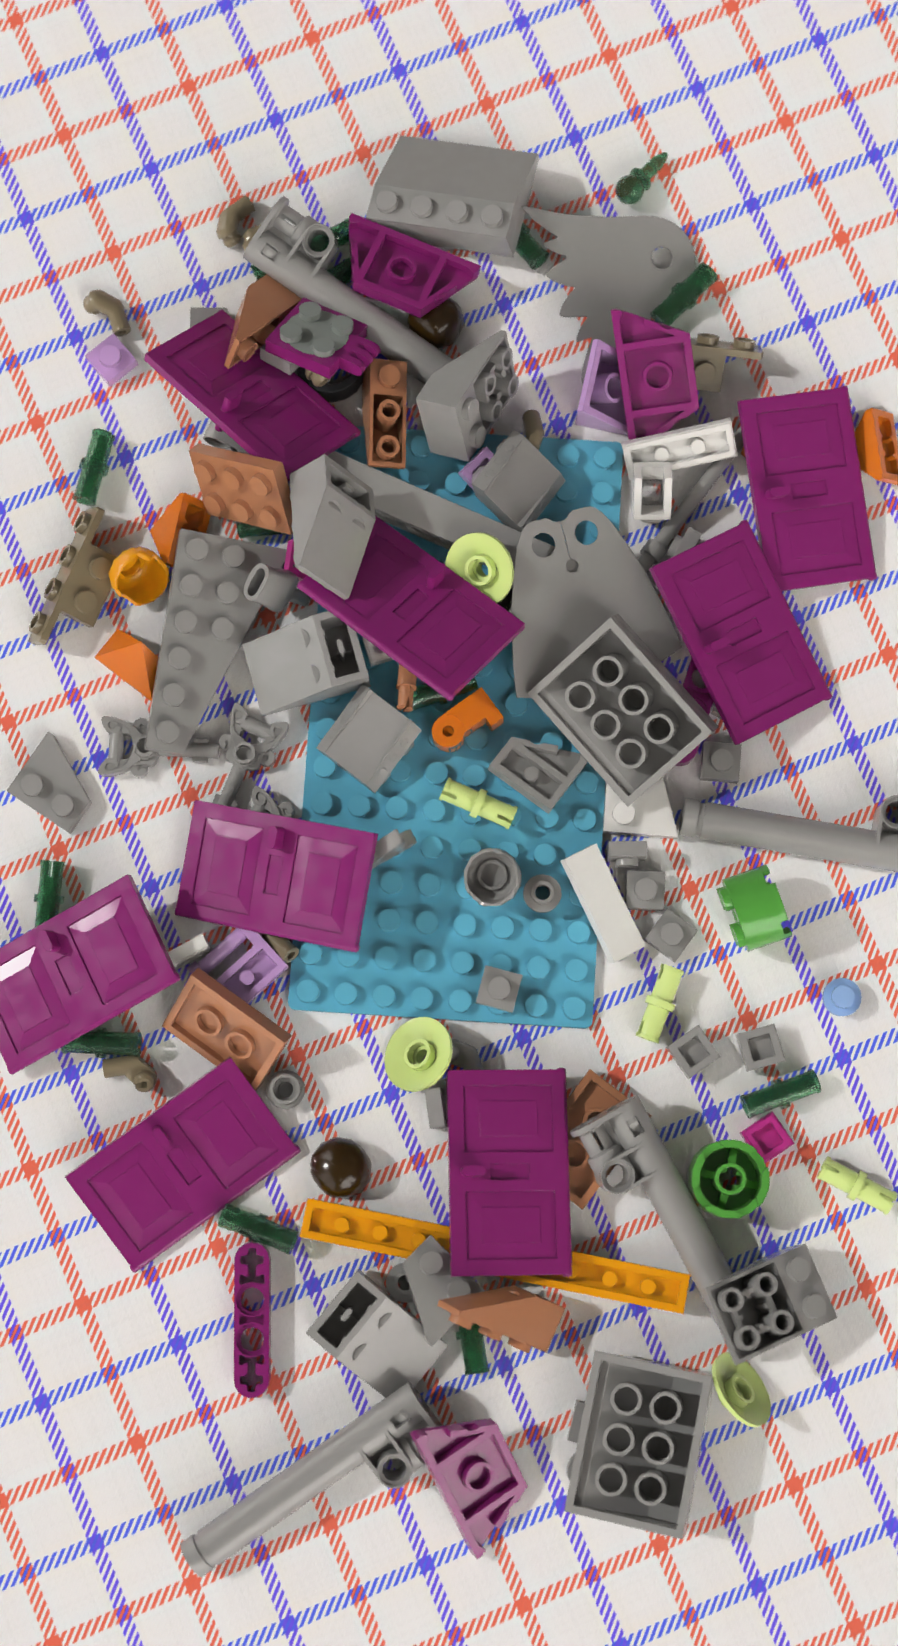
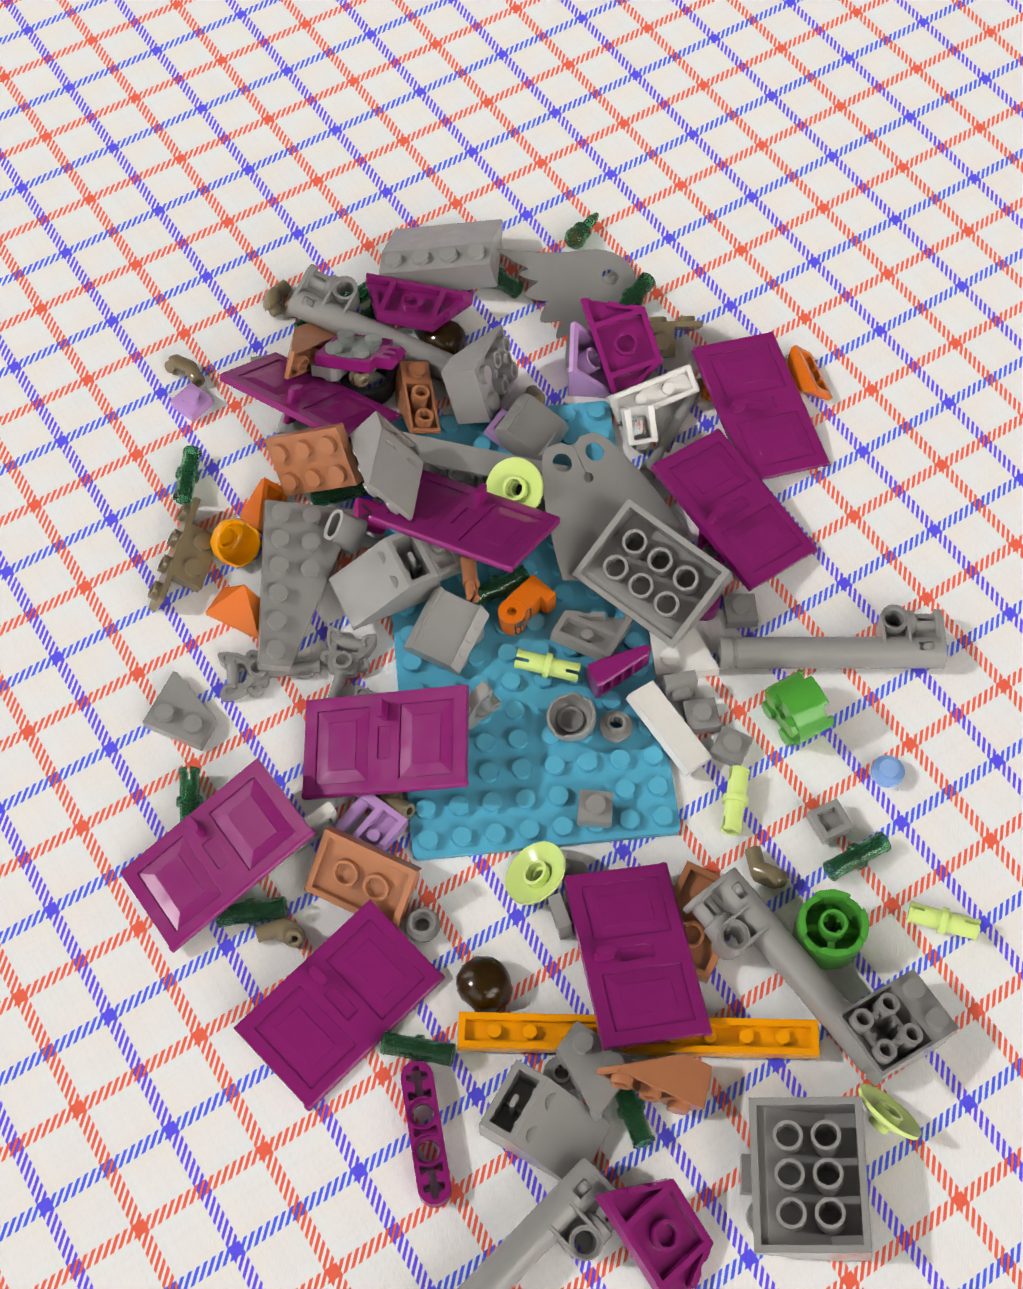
camera: 10 degrees left, 20 degrees down
(547, 826) = (615, 669): none -> magenta slope
(671, 1093) = (763, 872): none -> dark tan arm
(693, 1052) = (773, 834): light grey plate -> none
(767, 1137) = (859, 891): dark pink tile -> none

